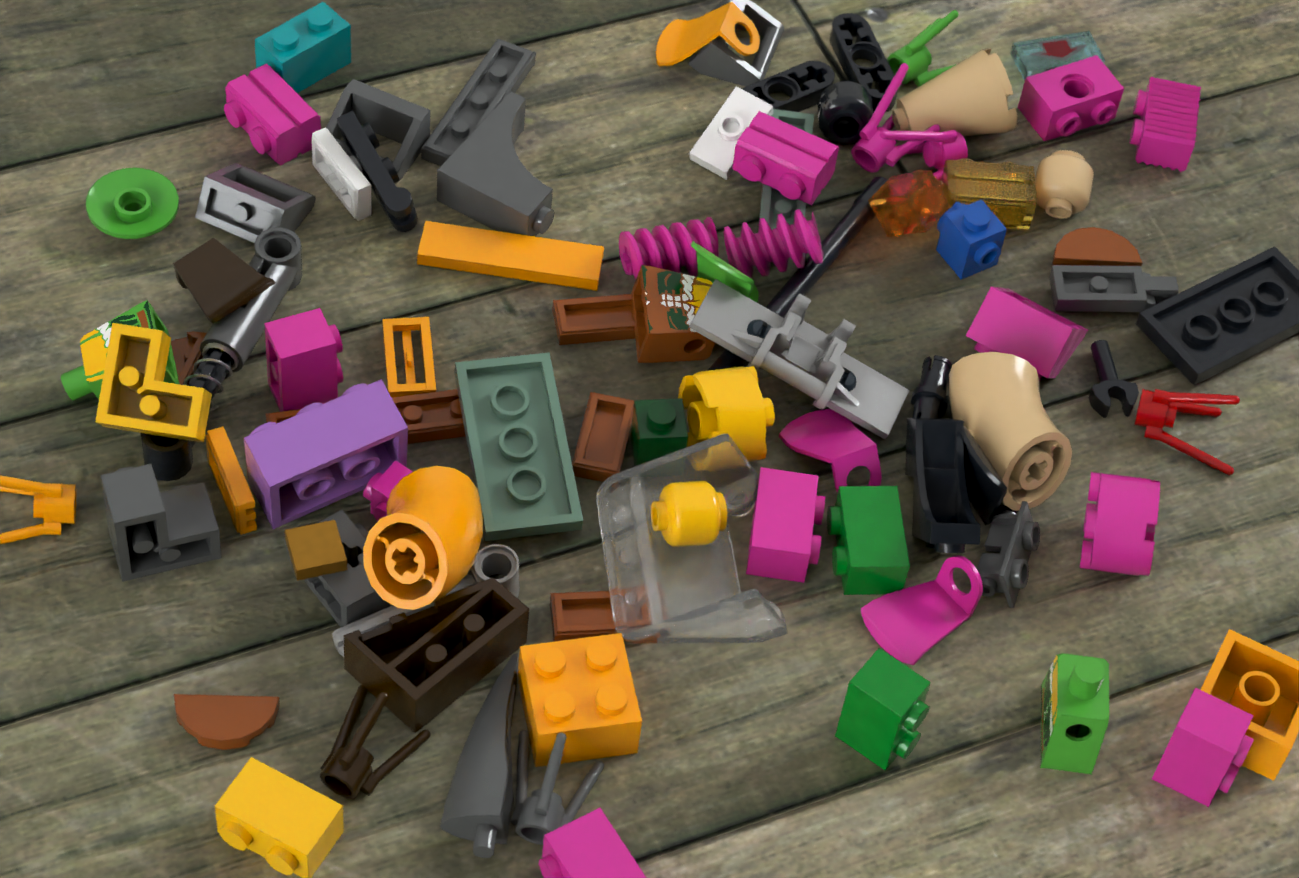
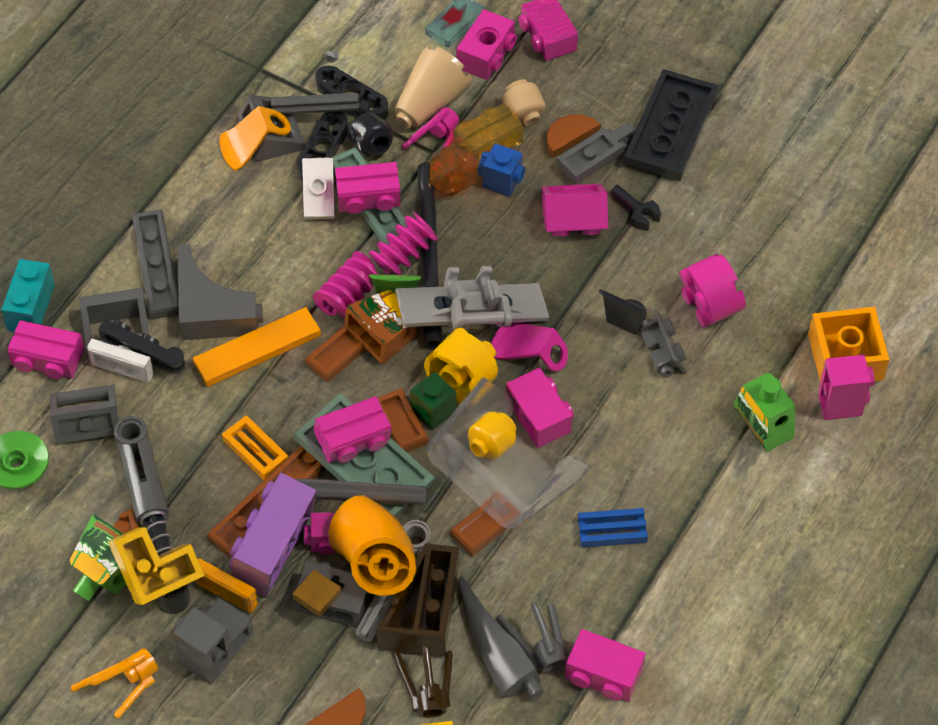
camera: 30 degrees left, 5 degrees up
(219, 279) = (119, 473): dark brown piece -> none
(303, 360) = (209, 490): dark pink brick -> none
(490, 485) = (375, 491): none -> dark grey axle
(521, 398) = (352, 430): none -> dark pink brick
(580, 691) = (517, 576): light orange brick -> none
(761, 717) = (612, 522): none -> blue tile
(808, 43) = (316, 103): none -> dark grey axle
(869, 540) = (590, 385): green brick -> none
(871, 150) = (404, 147): dark pink plant -> none
(883, 710) = (678, 476): green brick -> none
(918, 55) = (380, 76): bright green plant -> none
(921, 616) = (646, 409): dark pink piece -> none
(930, 395) = (554, 282): black pin -> none
(940, 490) = (612, 341): black arch -> none
(1005, 415) = (600, 262): tan brick -> none
(1159, 410) = (676, 208): red plant -> none

